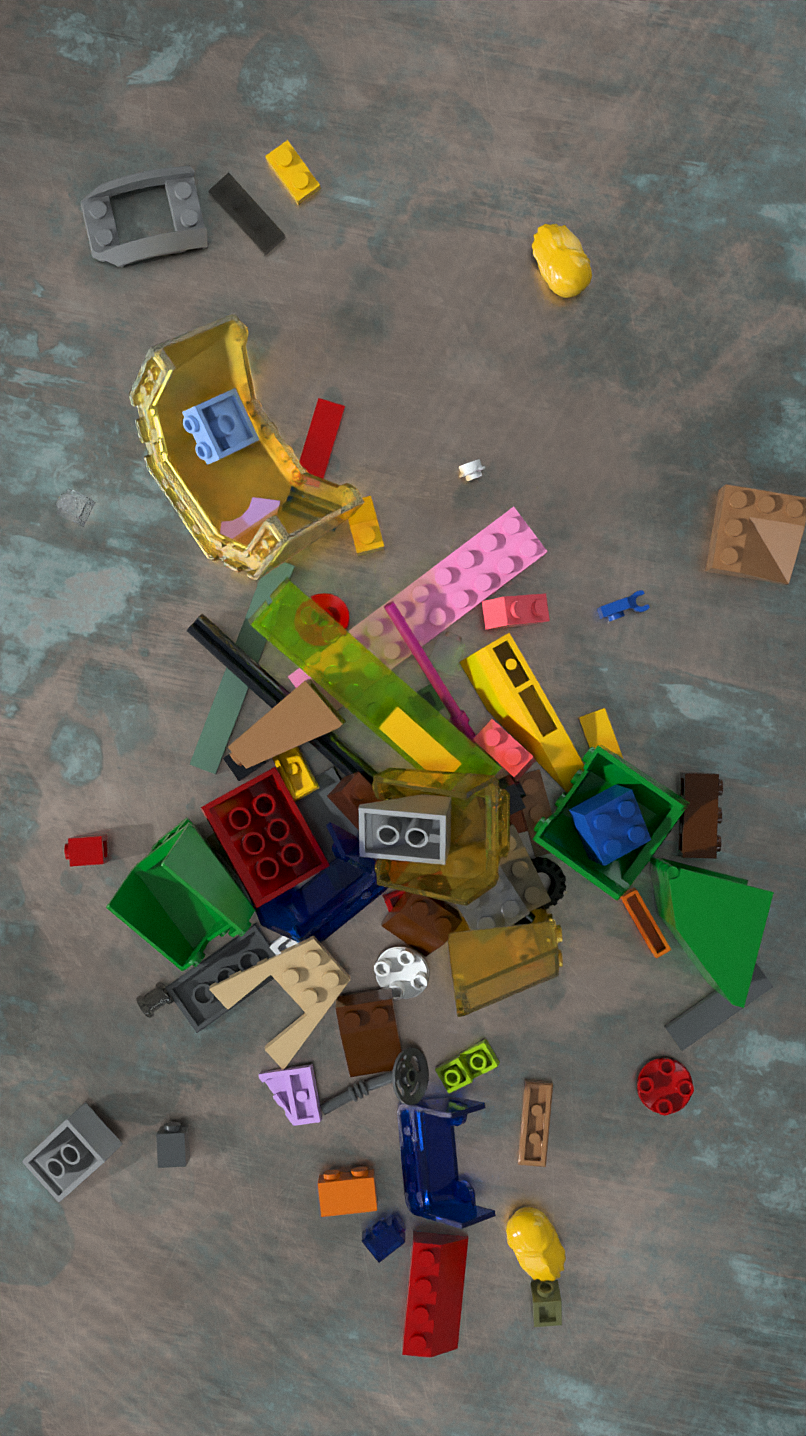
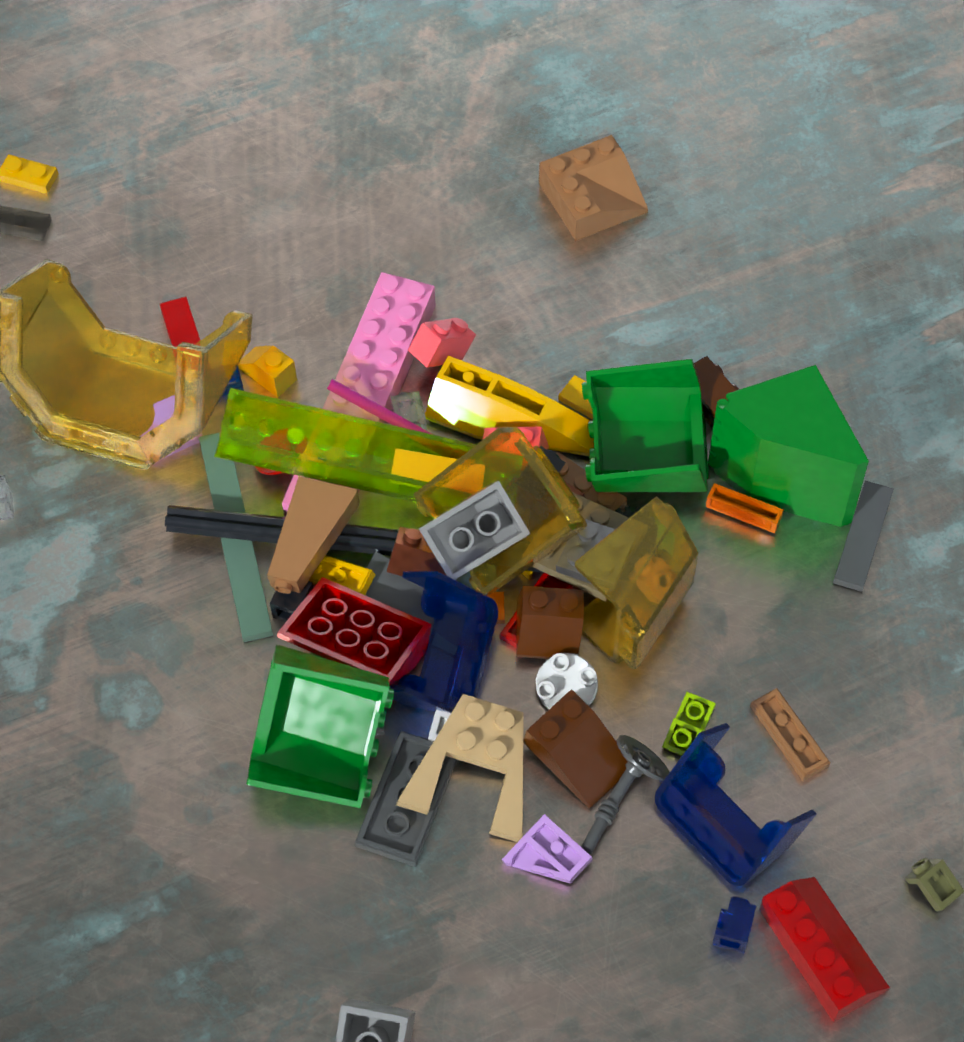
camera: 25 degrees left, 30 degrees down
(87, 850) = (195, 766): red brick -> none
(154, 1000) = (352, 857): clear smoke bush -> none
(173, 1145) = (466, 979): dark grey brick -> none
(220, 426) = (87, 360): light blue plate -> none
(347, 1192) = (667, 906): orange brick -> none
(471, 470) = (327, 279): white plate -> none
(536, 1244) = (879, 832): yellow hair -> none
(561, 260) = (292, 107): yellow hair -> none
(610, 824) = (647, 436): blue brick -> none
(616, 609) = (523, 300): blue plate -> none
(664, 1086) = (874, 625): red dish -> none

